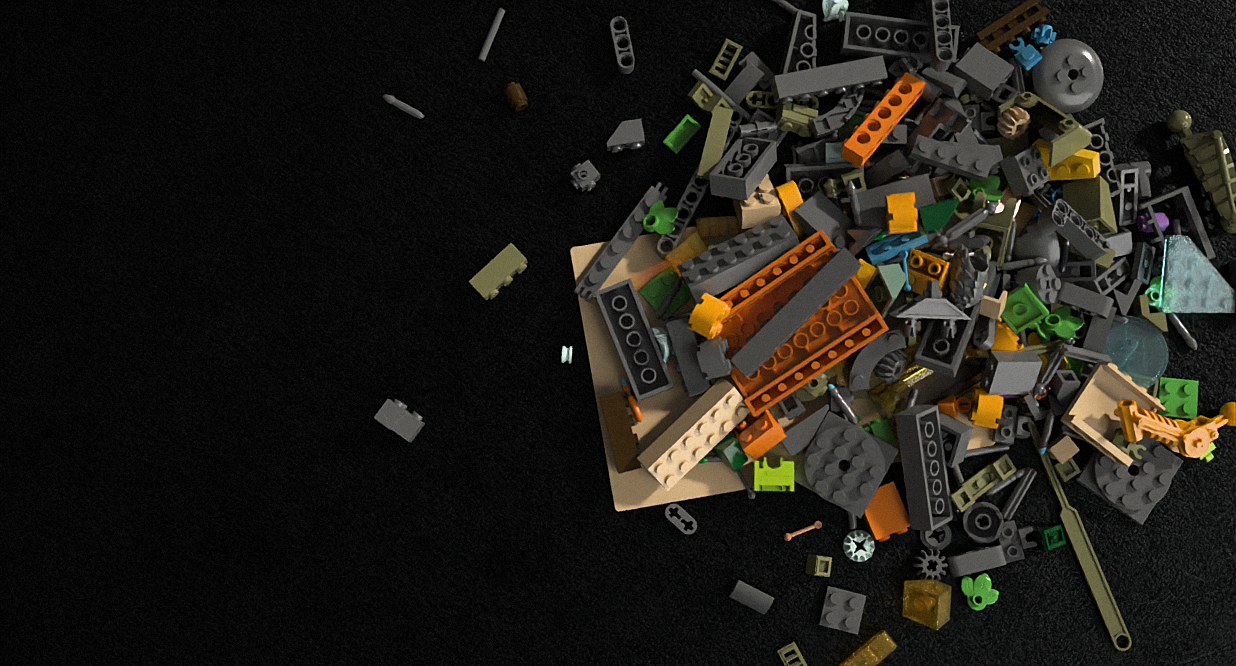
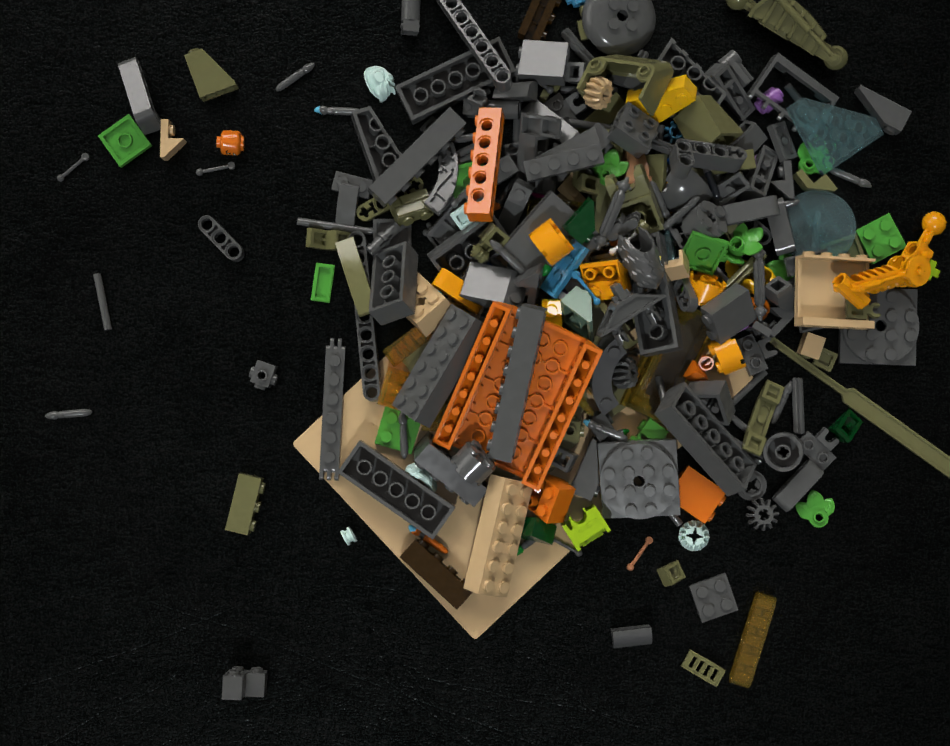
camera: 30 degrees left, 5 degrees up
(515, 96) = (159, 343): dark brown brick -> none
(627, 135) = (276, 315): dark grey slope -> none
(663, 219) = (353, 370): bright green plate -> none
(677, 522) = (531, 614): dark grey beam -> none
(708, 316) = (446, 434): light orange brick -> none
(734, 46) = (317, 209): olive slope -> none
(927, 602) = (779, 547): clear yellow slope -> none
(1026, 56) = (572, 23): dark azure plate -> none
(1046, 432) = (789, 340): dark grey piece -> none
(1084, 355) = (781, 257): dark grey axle -> none

